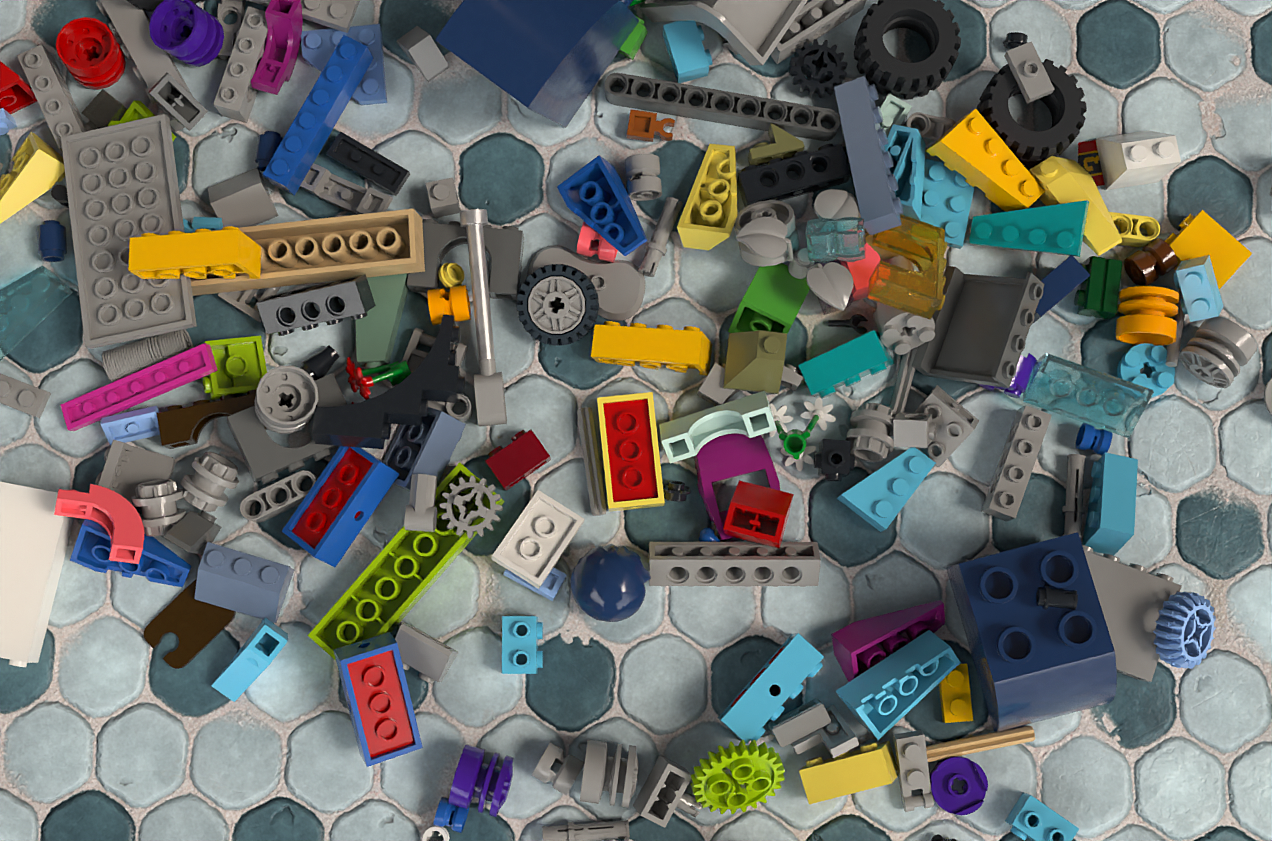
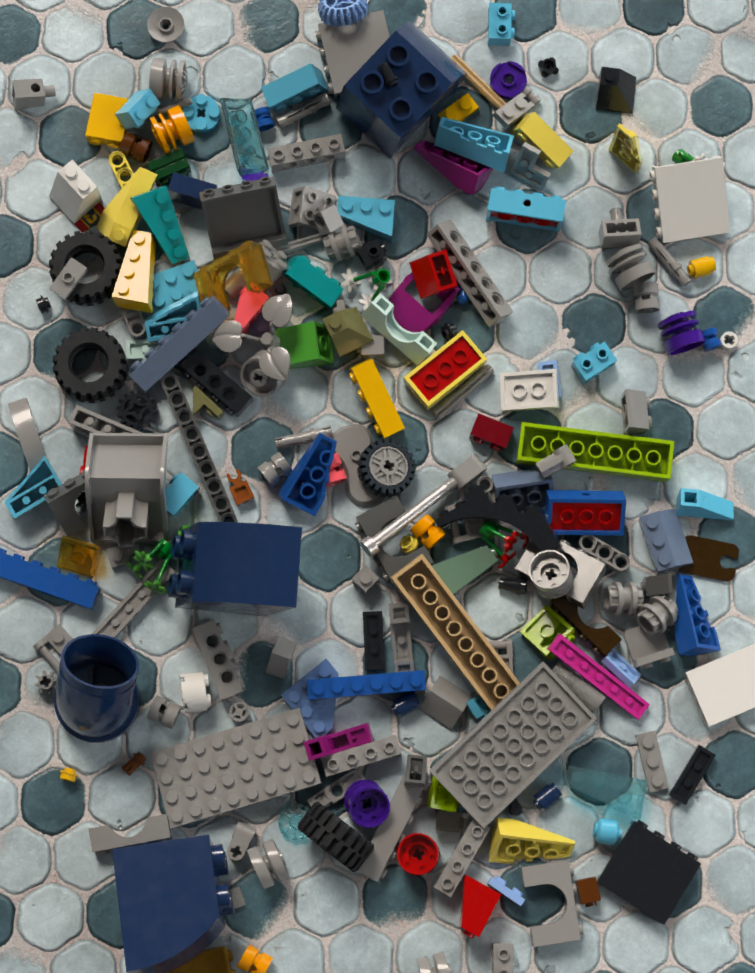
camera: 125 degrees left, 0 degrees up
(112, 513) = (679, 631): coral arch -> none
(194, 254) = (505, 683): yellow wedge -> none
(353, 291) = (483, 614): brick -> none
(378, 698) = (677, 415): brick -> none
(477, 494) = (530, 433): light grey gear -> none
(609, 583) = (527, 332): dark blue piece -> none
(712, 201) = (266, 416): light yellow wedge -> none
(737, 777) = (585, 196): lime gear -> none
(799, 722) = (531, 182): light grey slope -> none
(836, 239) = (250, 323): clear light blue brick -> none

